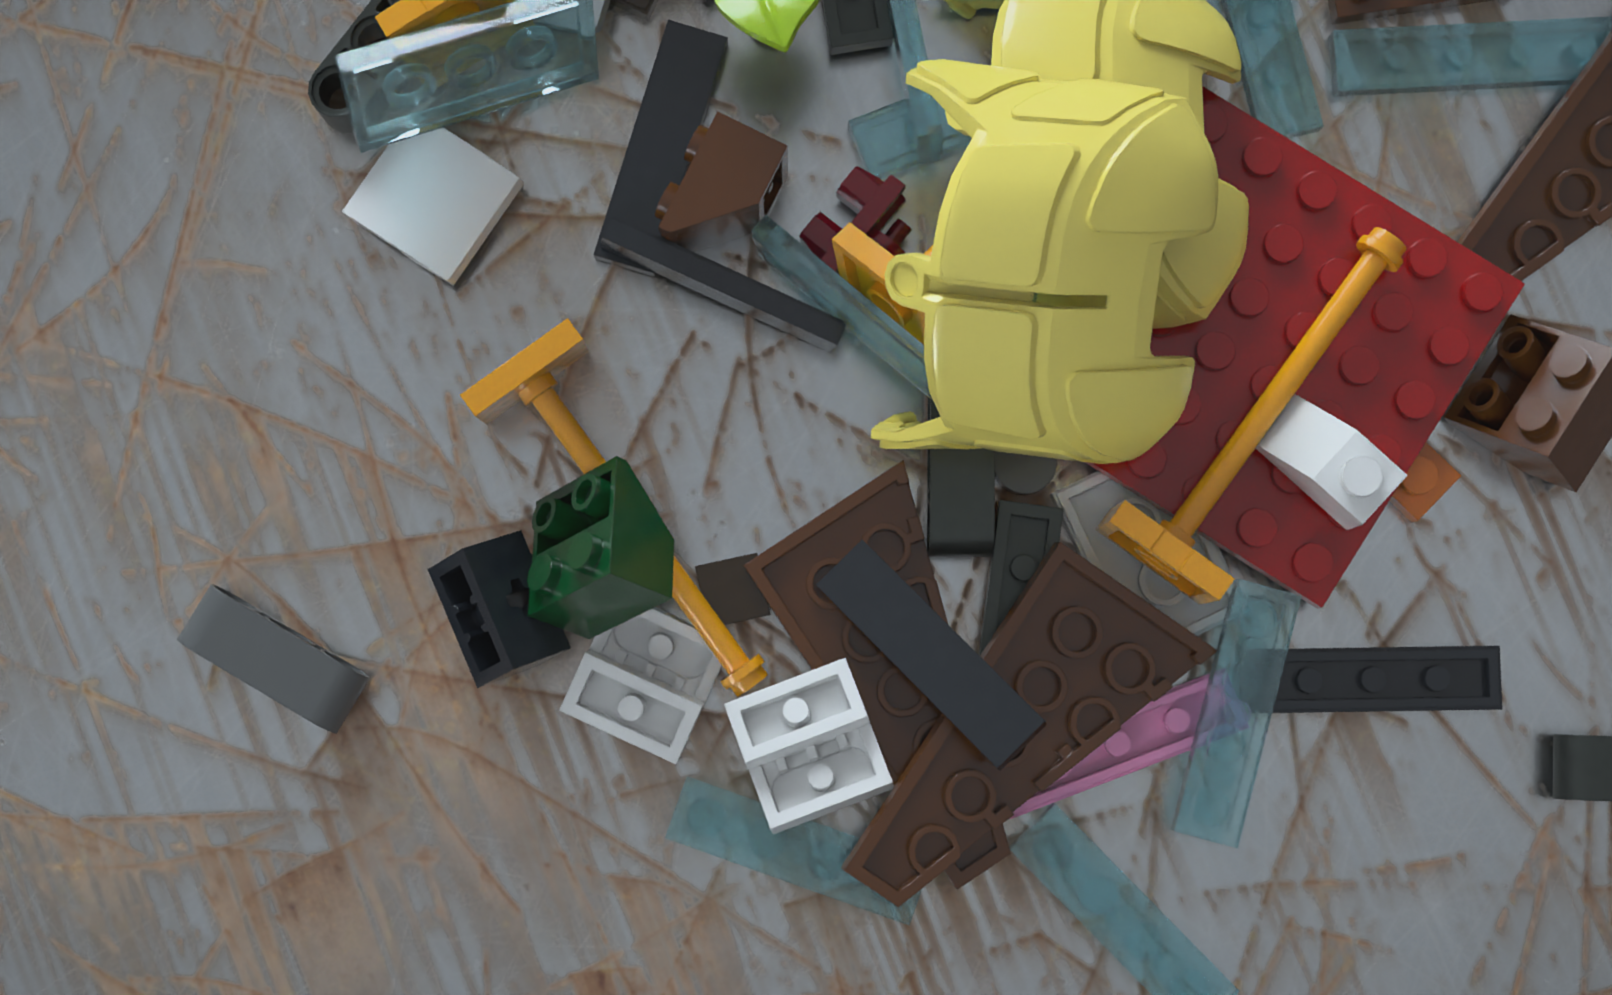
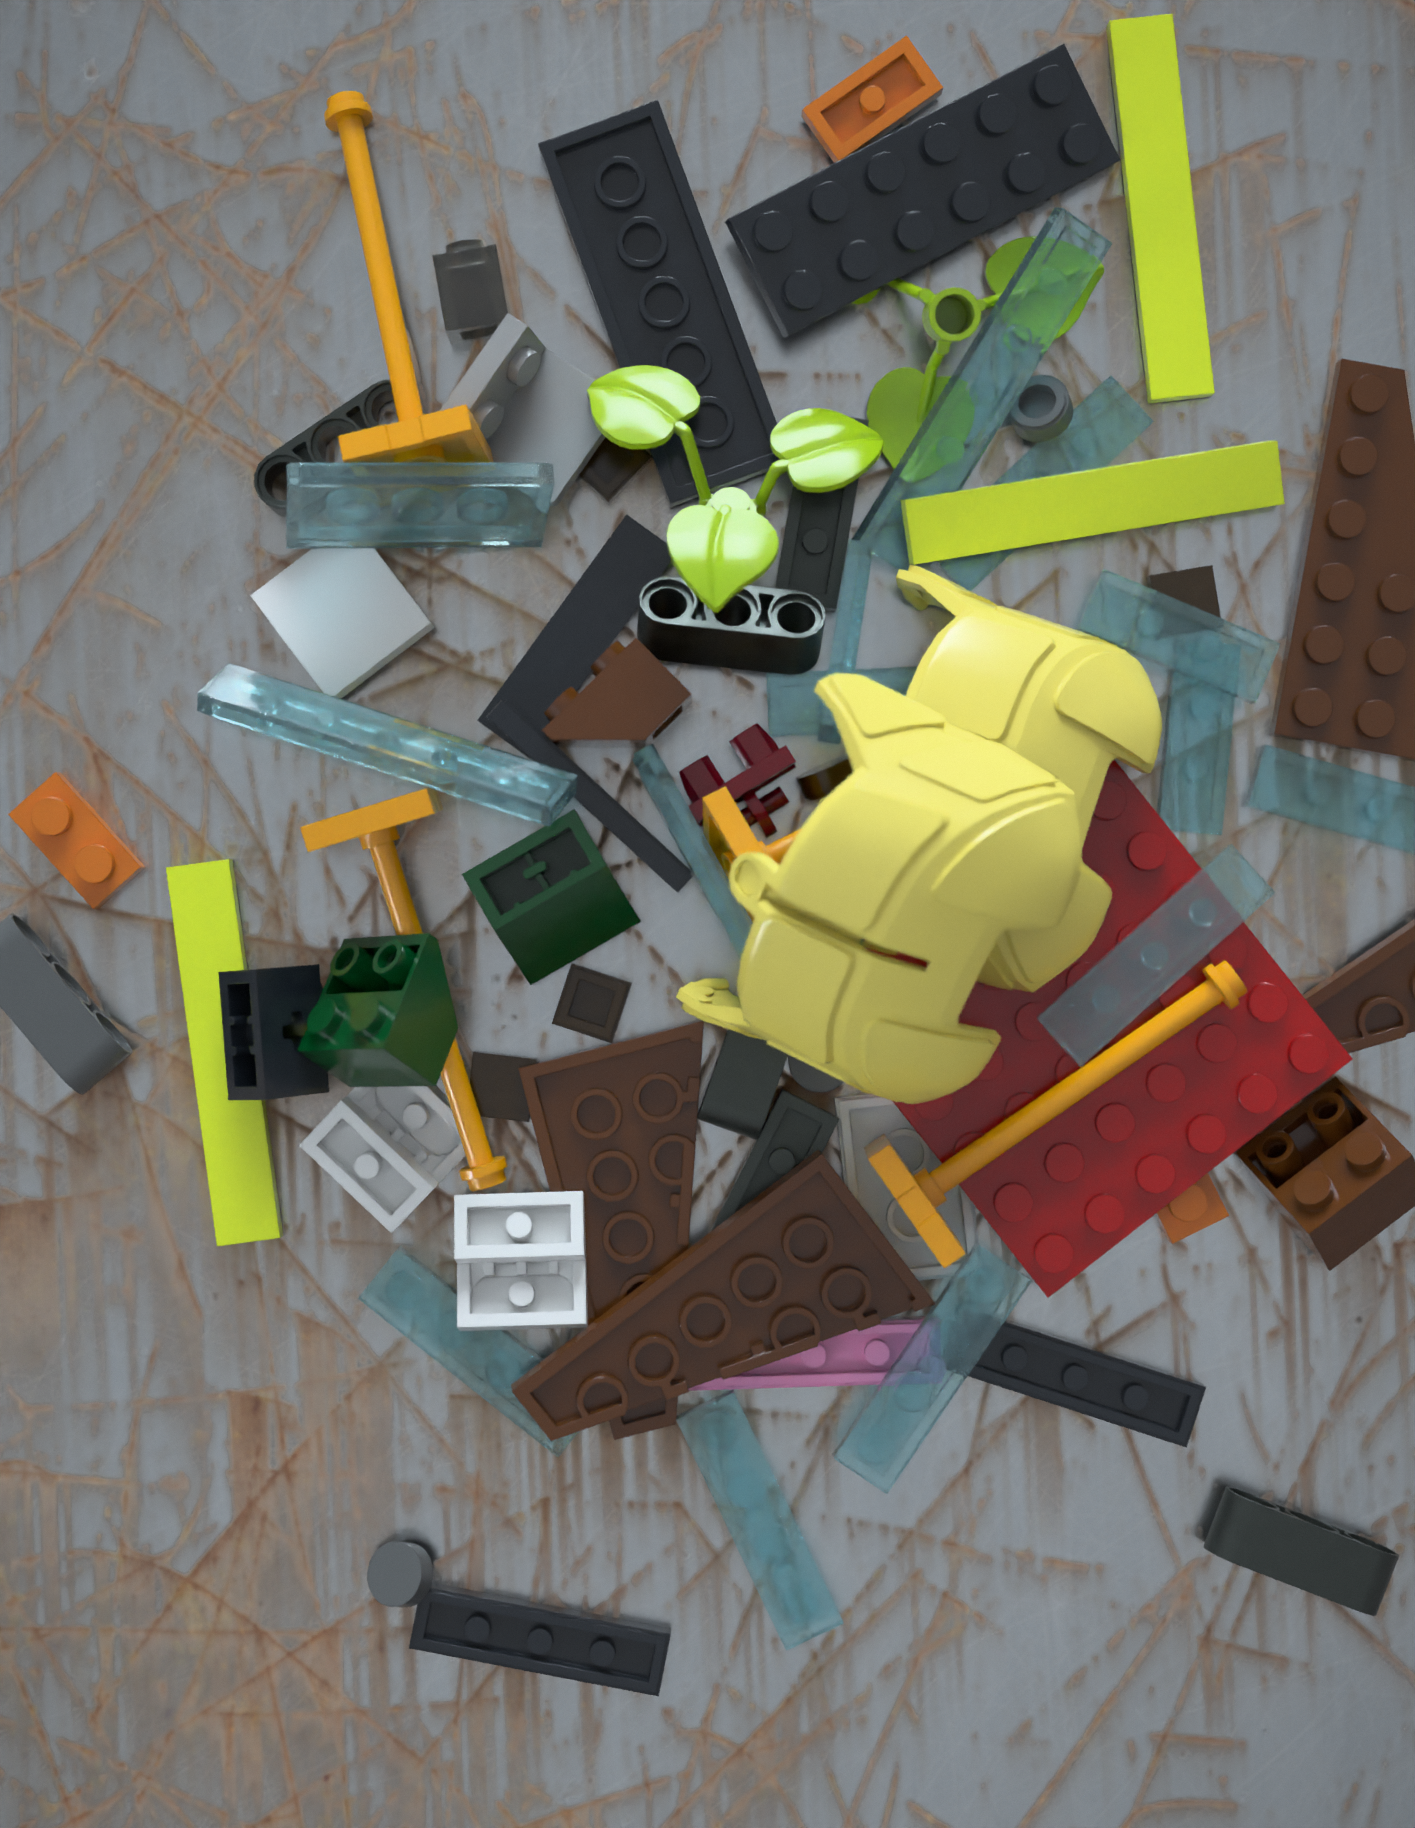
camera: 25 degrees right, 5 degrees up
(252, 496) = (76, 840): none -> orange plate
(488, 716) = (232, 1130): none -> neon yellow tile
(517, 297) = (388, 744): none -> clear light blue tile
(719, 391) = (551, 897): none -> dark green slope
(791, 482) = (591, 1003): none -> dark brown tile
(806, 86) = (760, 639): none -> pearl dark grey beam
(930, 203) = (825, 778): none -> dark brown tile
(932, 655) = (662, 1218): black tile -> none
(1306, 247) = (1155, 955): none -> clear light blue tile
(1330, 462) = (1100, 1169): white slope -> none

